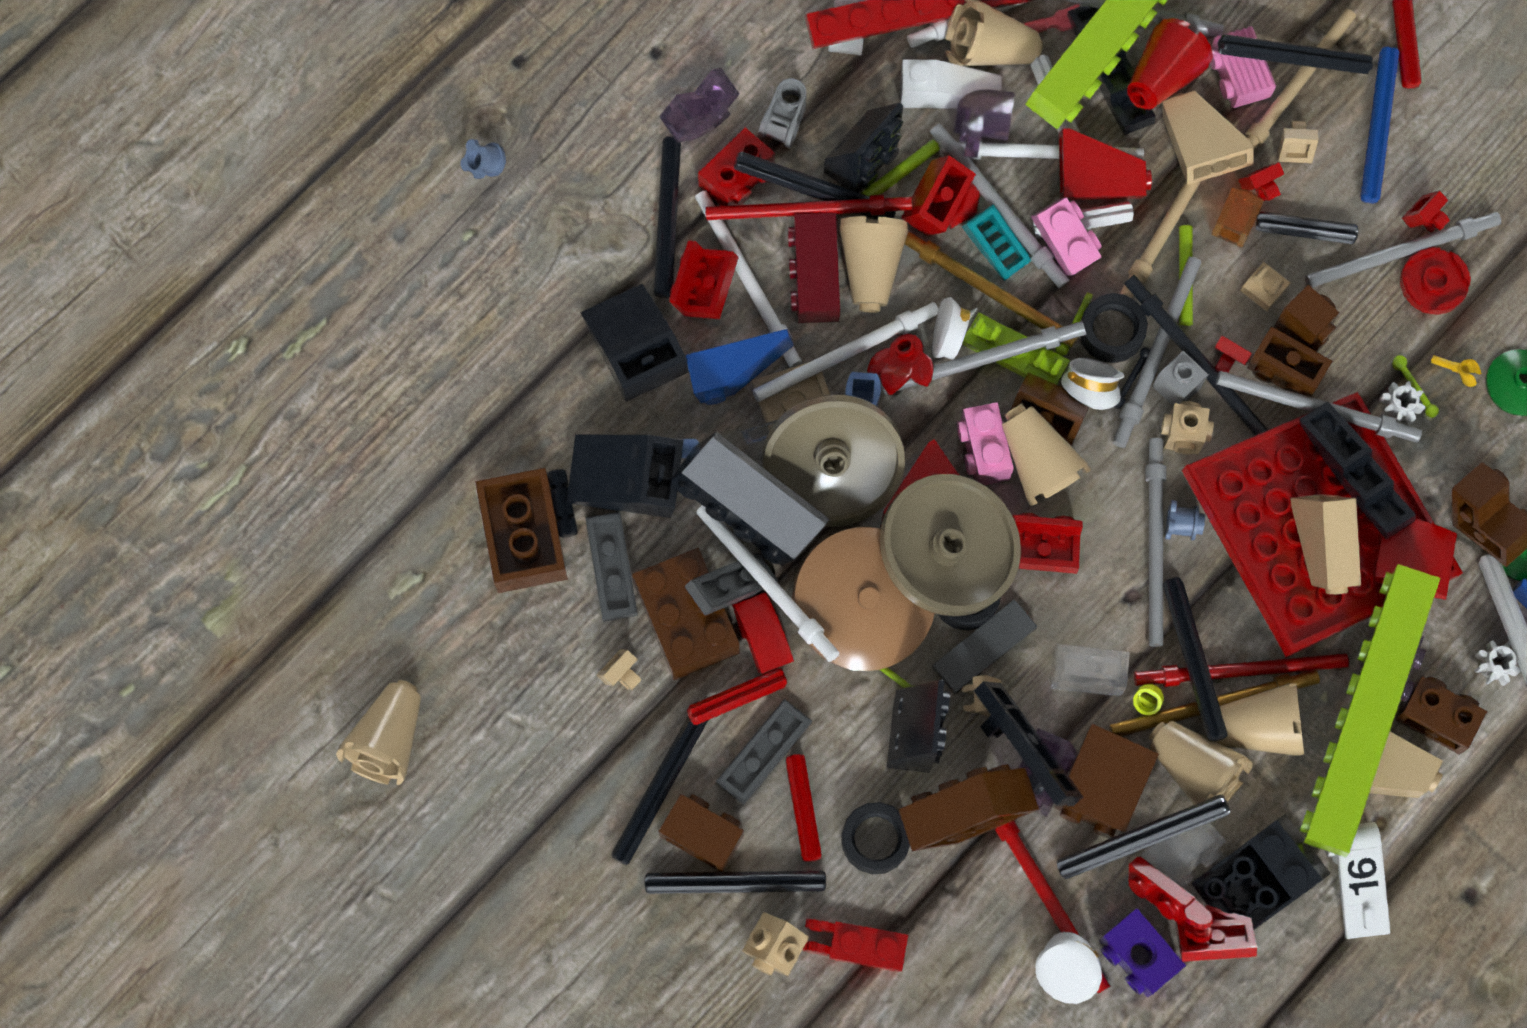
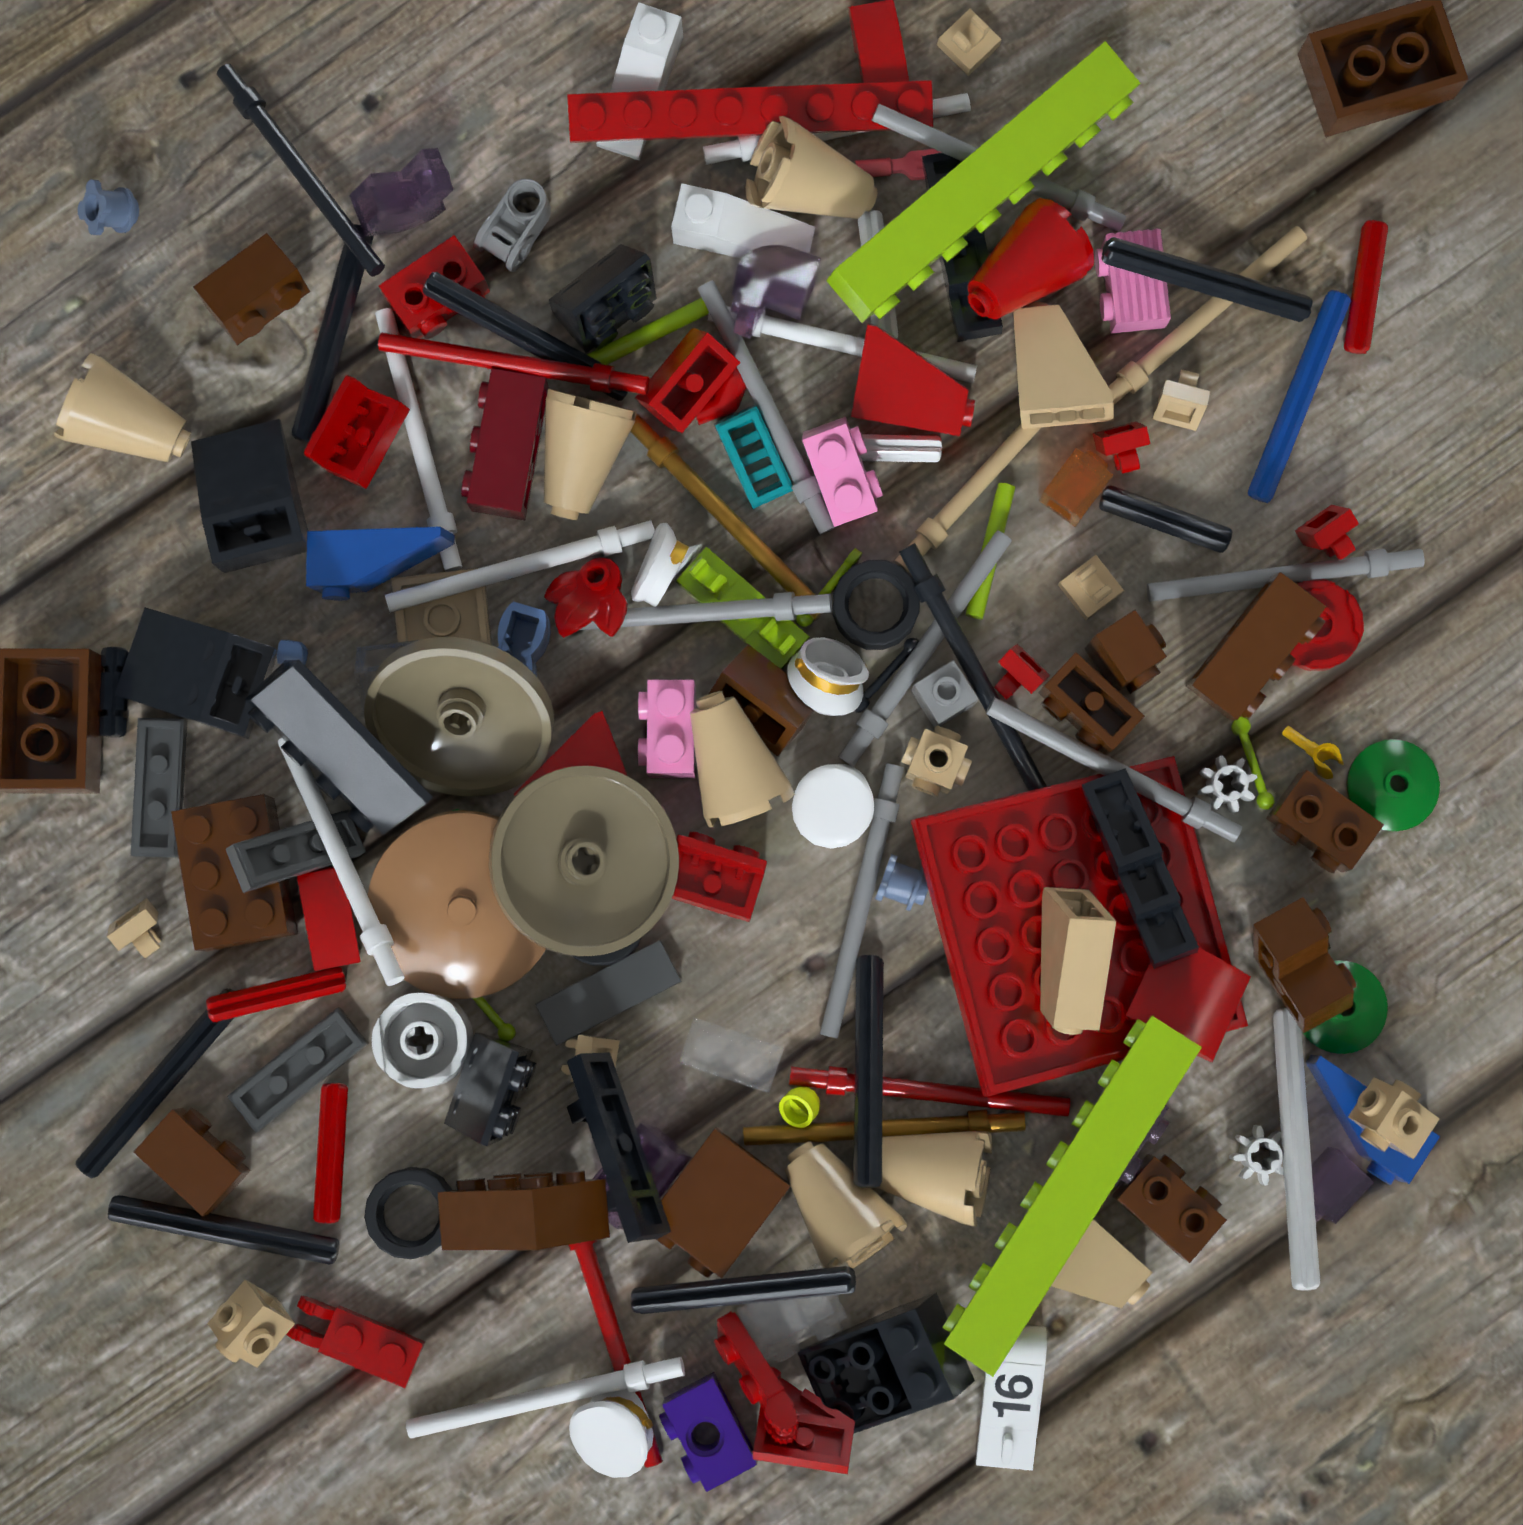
camera: 15 degrees right, 10 degrees up
(527, 302) = (119, 415): none -> tan cone
(572, 69) = (252, 107): none -> black bar
(603, 194) = (252, 289): none -> reddish brown brick
(868, 688) = (408, 1063): none -> white brick
(1076, 922) = (634, 1377): none -> white bar
(1119, 475) = (833, 805): none -> white piece
(1400, 298) = (1258, 648): none -> reddish brown brick
(1479, 416) = (1323, 823): none -> reddish brown brick

